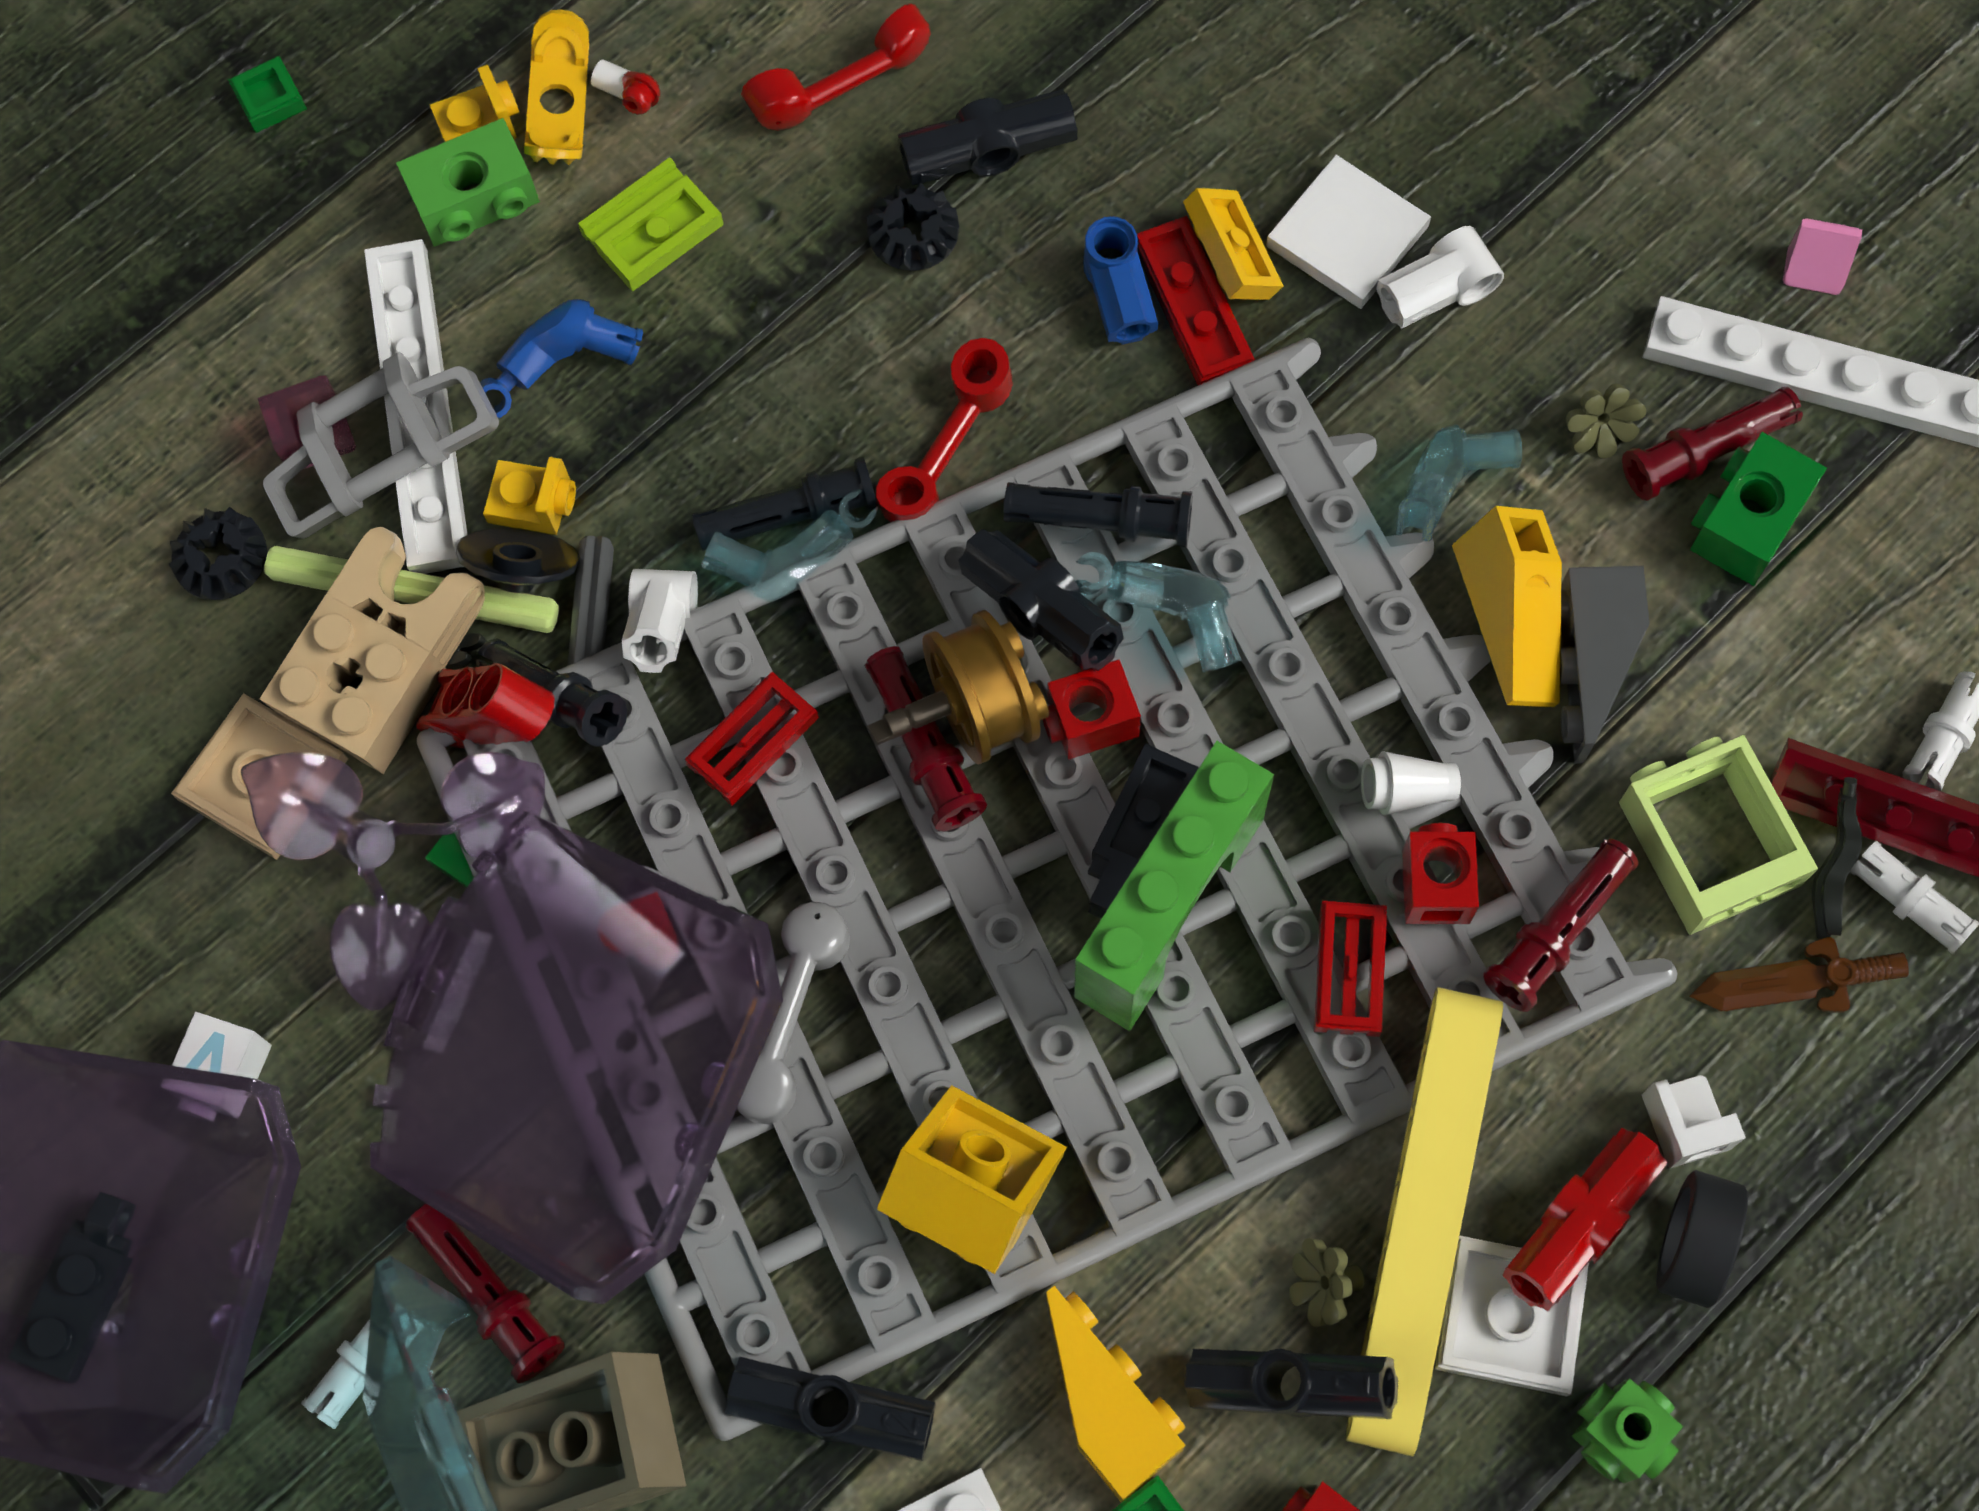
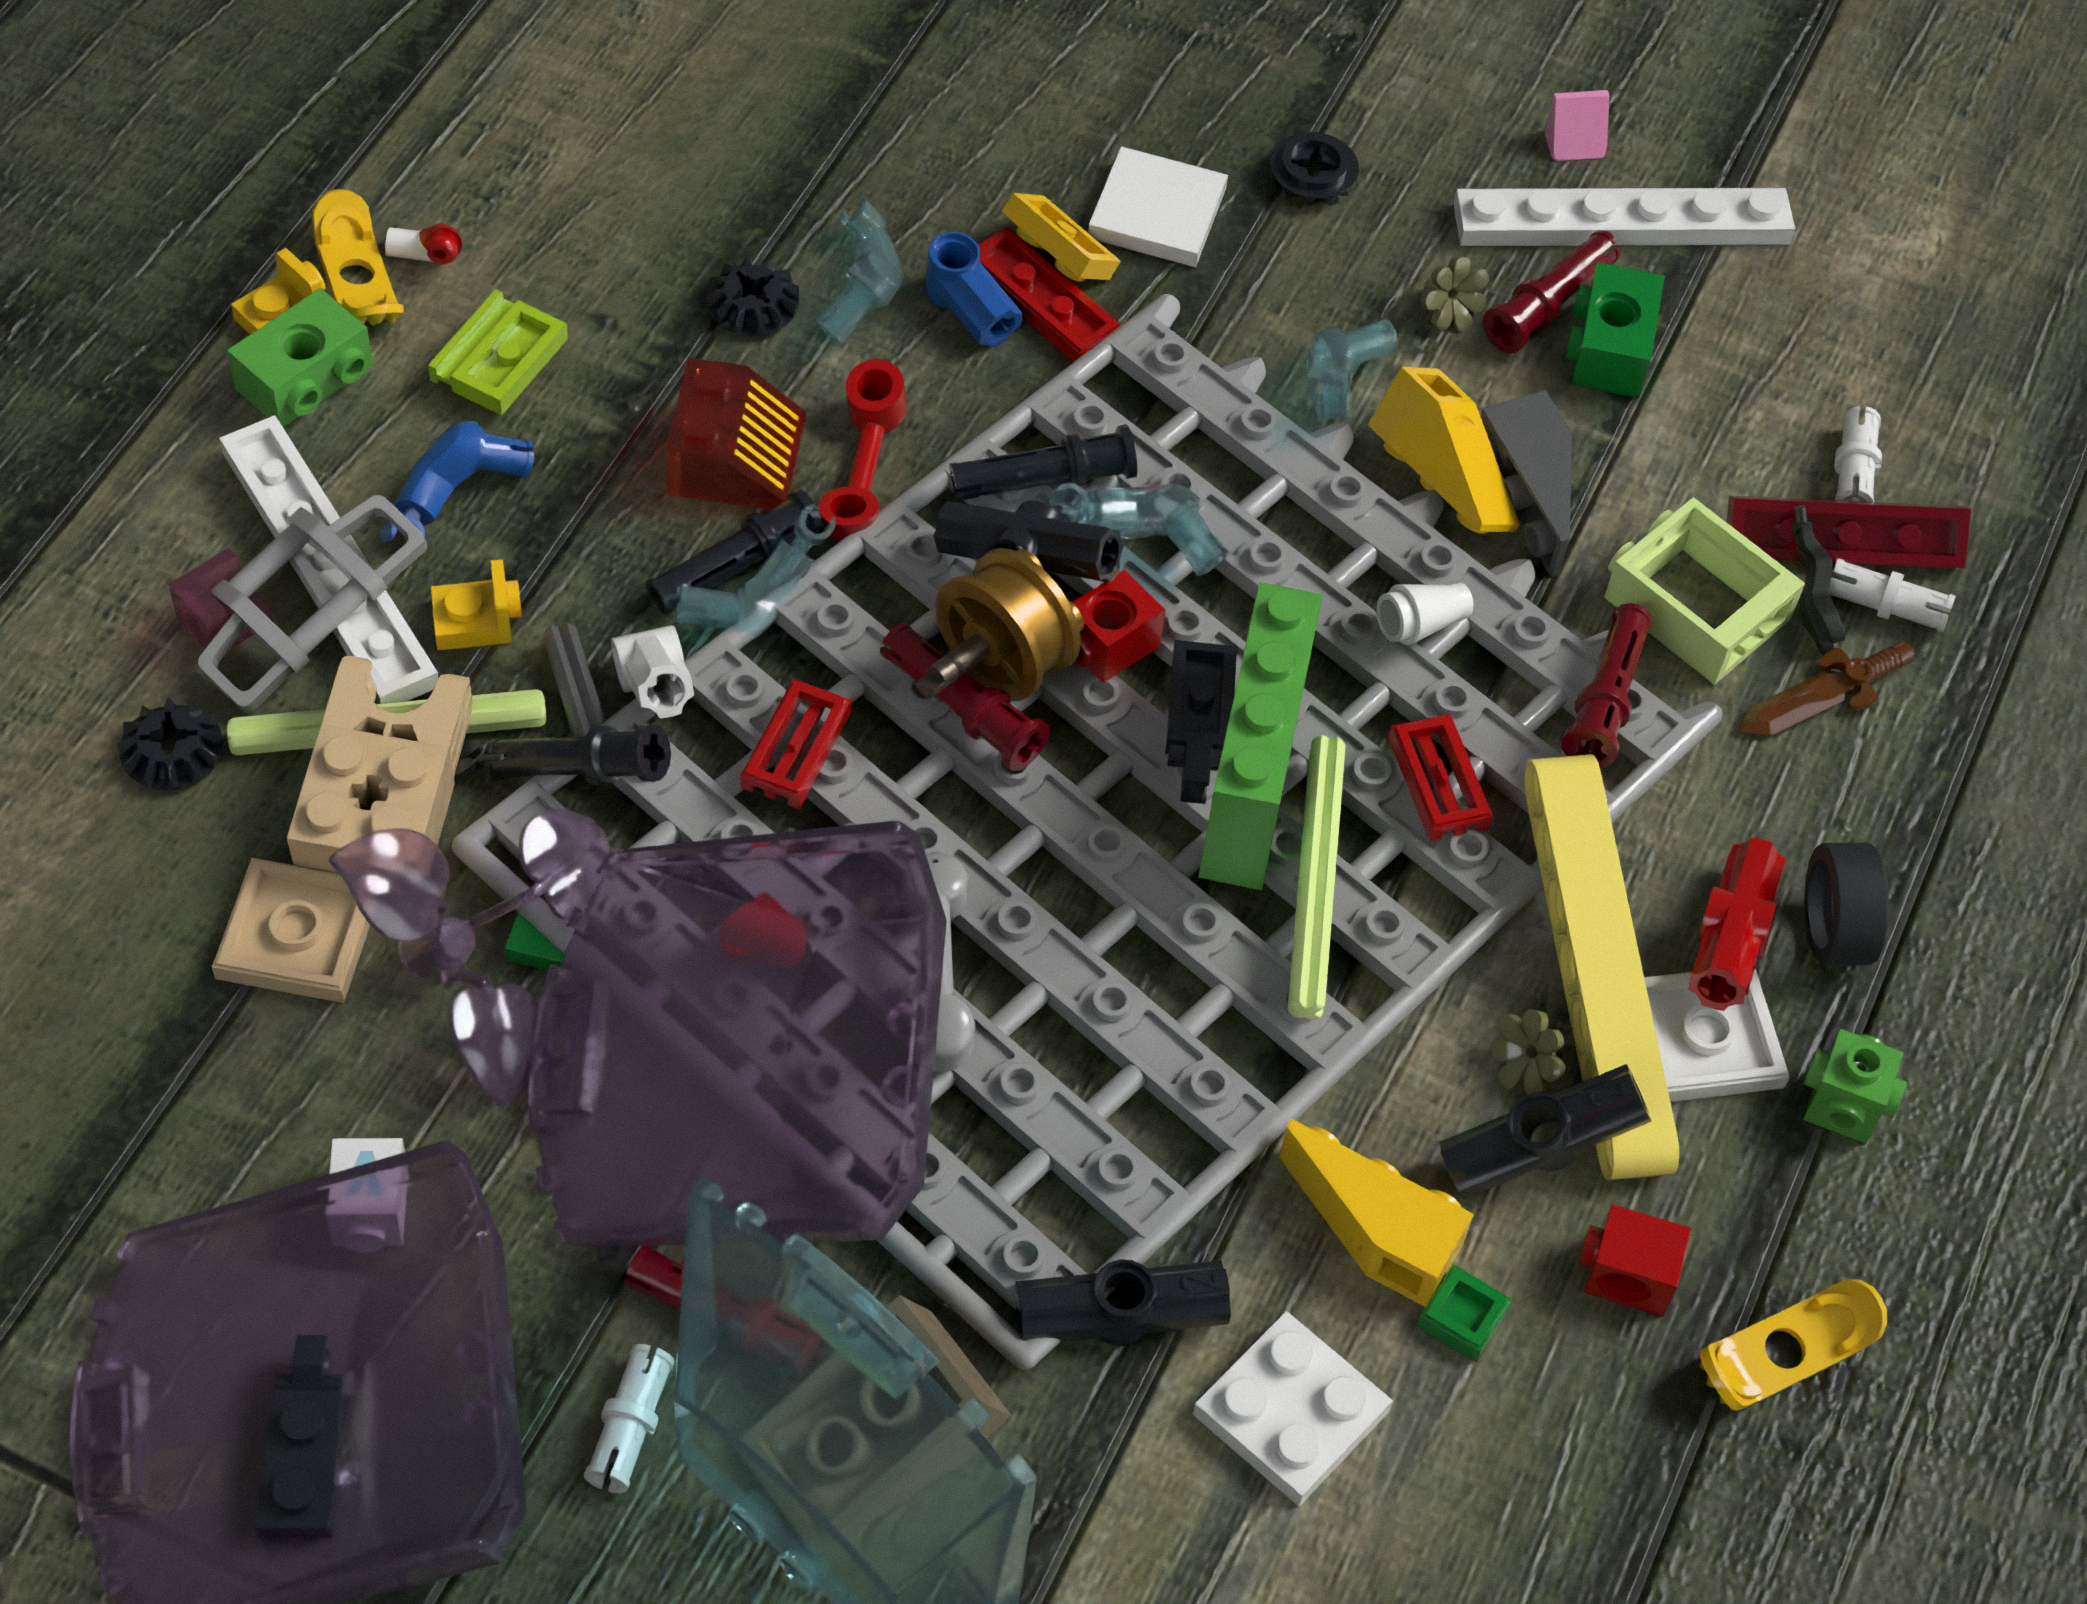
camera: 30 degrees left, 15 degrees down
(267, 94) = (54, 337): green tile -> none
(488, 706) = (523, 778): red piece -> none
(517, 557) = (491, 665): black dish -> none
(783, 102) = (587, 221): red piece -> none
(830, 381) = (732, 437): none -> clear red slope
(970, 1178) = (1177, 1049): yellow slope -> none
(987, 137) = (793, 205): black piece -> none
(1029, 242) = (870, 279): none -> clear light blue arm
(1183, 1039) = (1316, 878): none -> yellowish green axle
(1437, 902) = (1488, 675): red brick -> none
(1453, 271) = (1267, 212): white piece -> none
(1510, 210) = (1336, 166): none -> black gear
(1690, 1121) = (1787, 825): white panel -> none

